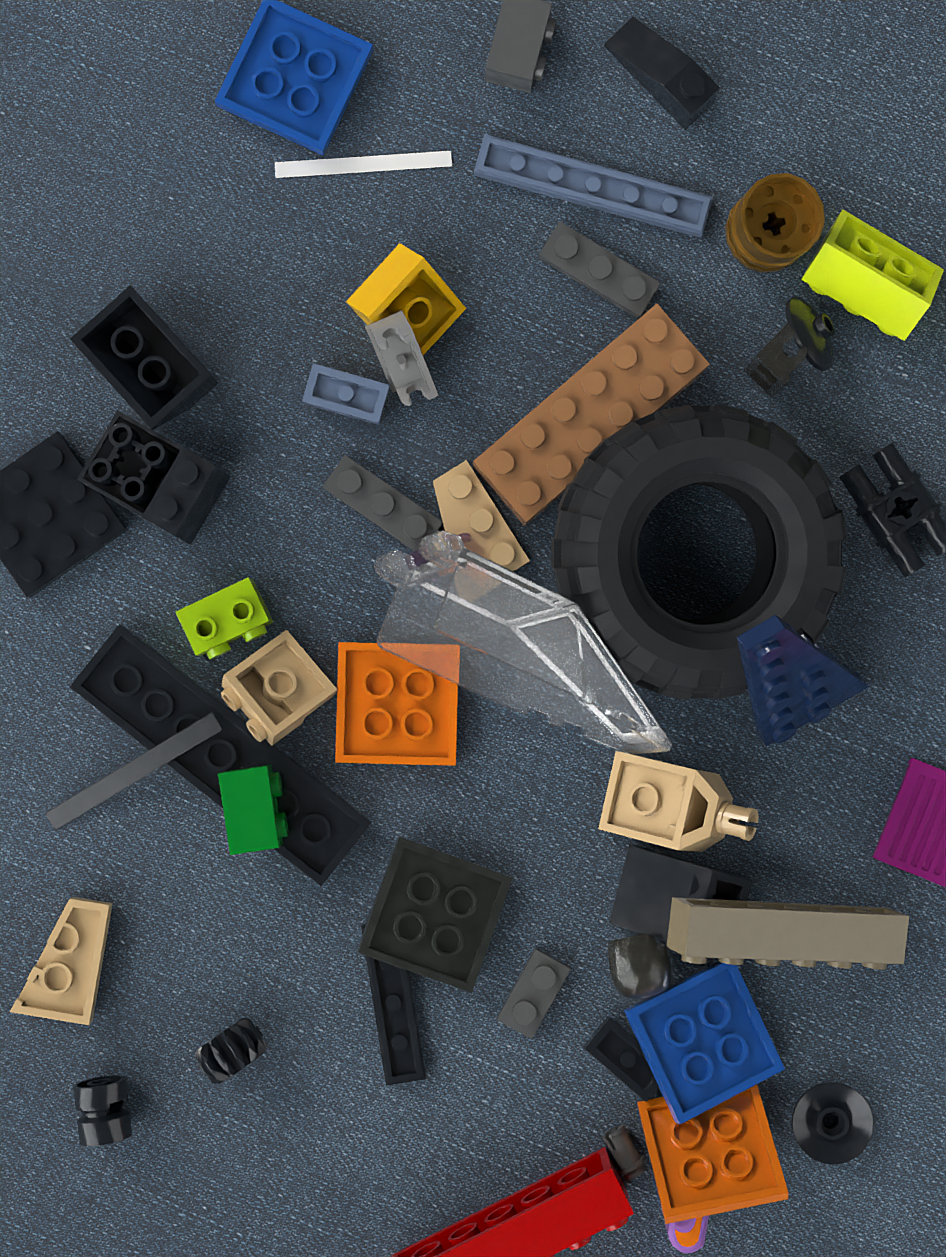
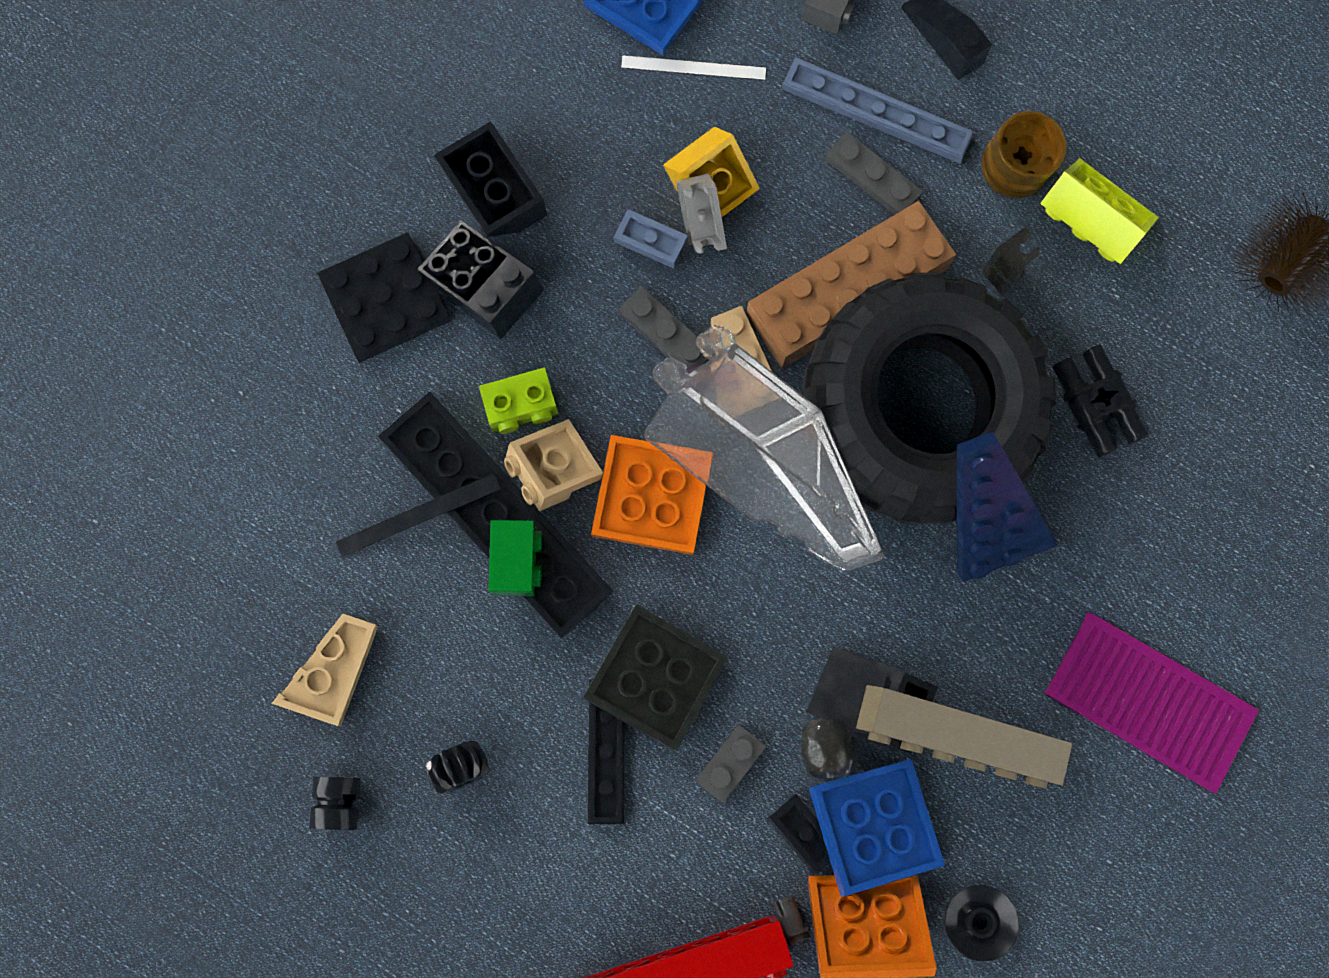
camera: 10 degrees right, 10 degrees down
(671, 805) = (875, 615): tan plate -> none
(812, 332) = (1048, 242): black dish -> none

